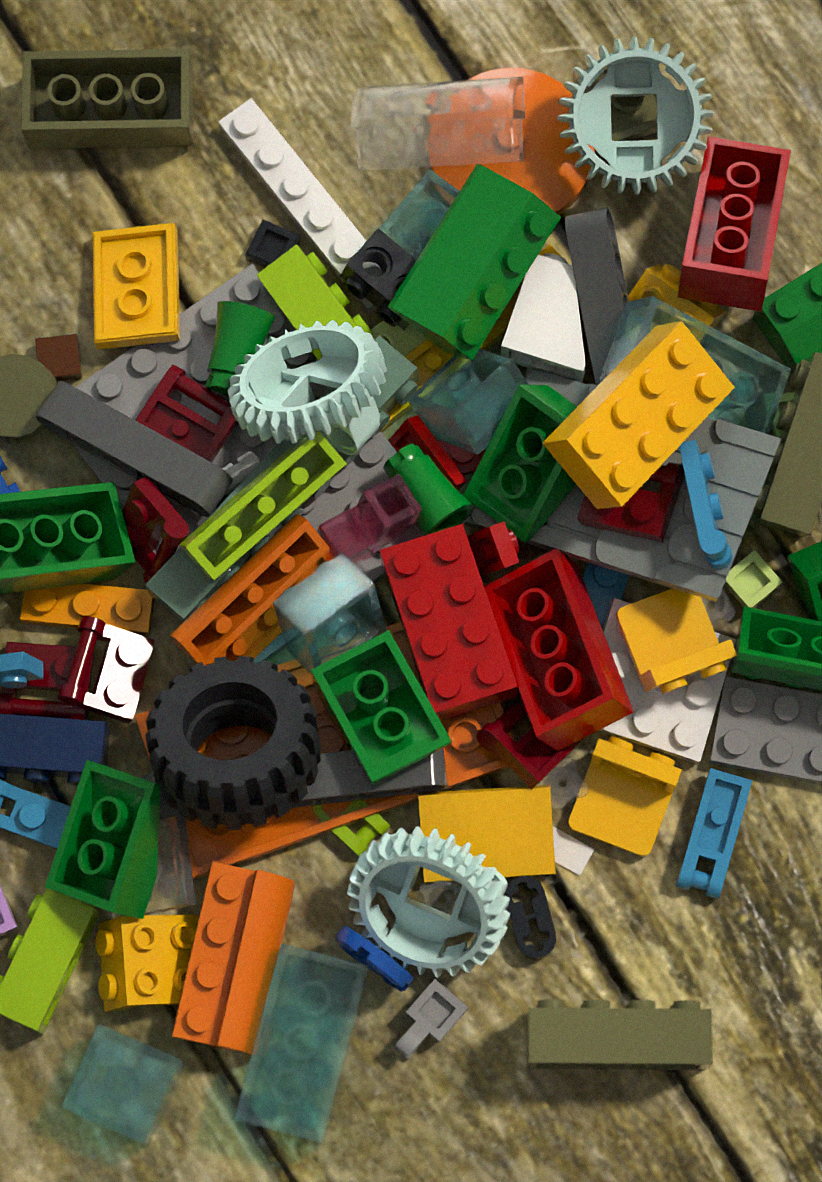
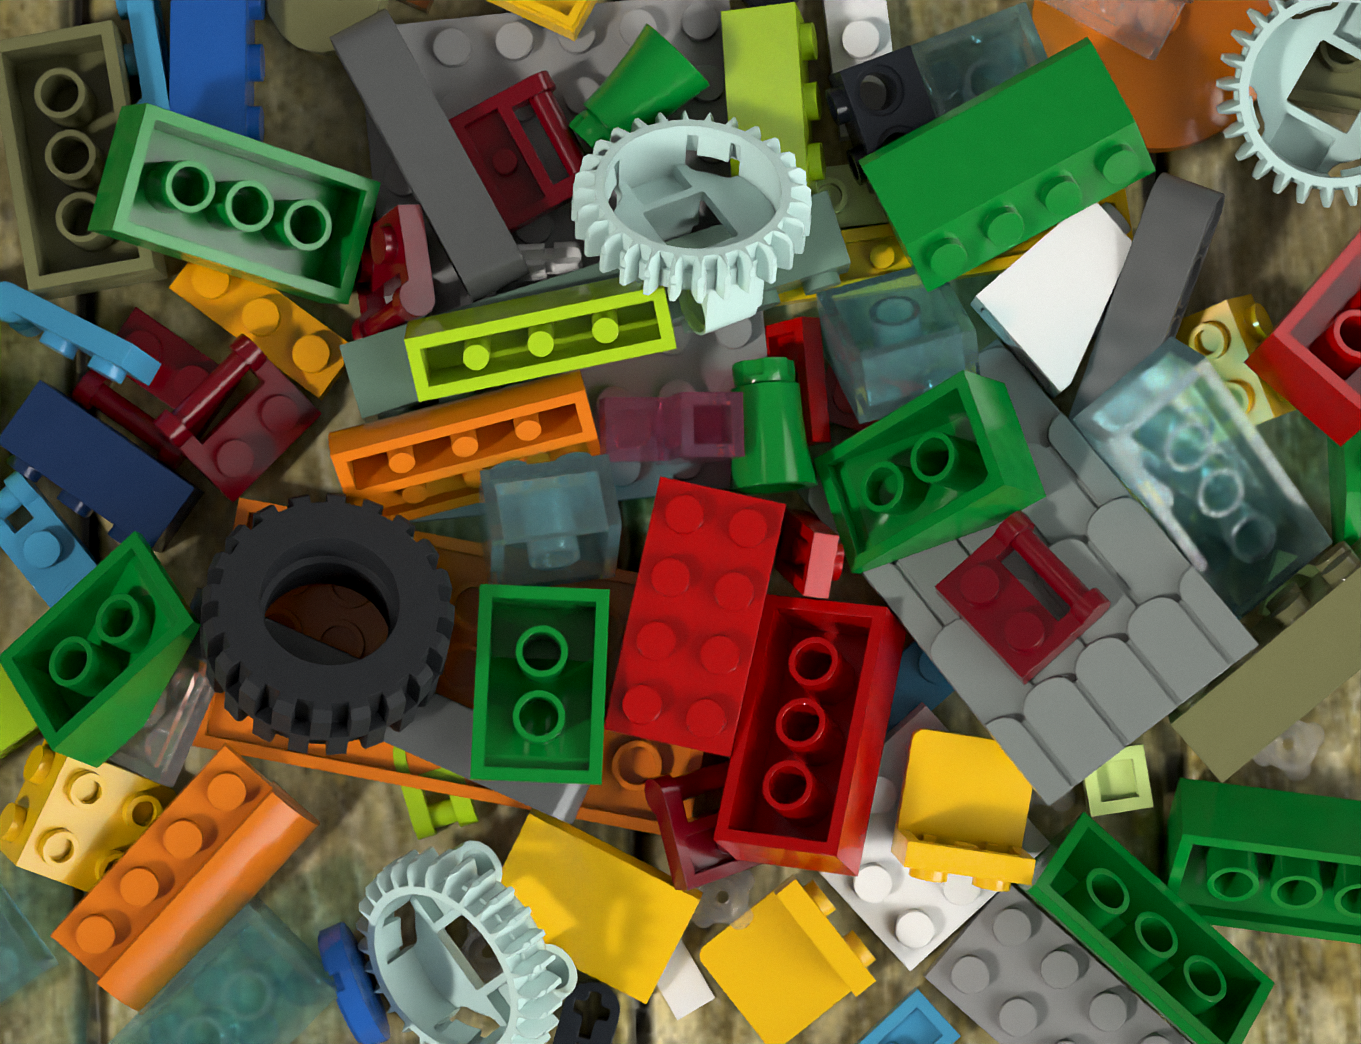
camera: 30 degrees right, 10 degrees up
(638, 415) = (1090, 510): yellow brick -> none
(705, 506) = (1104, 679): dark azure plate -> none

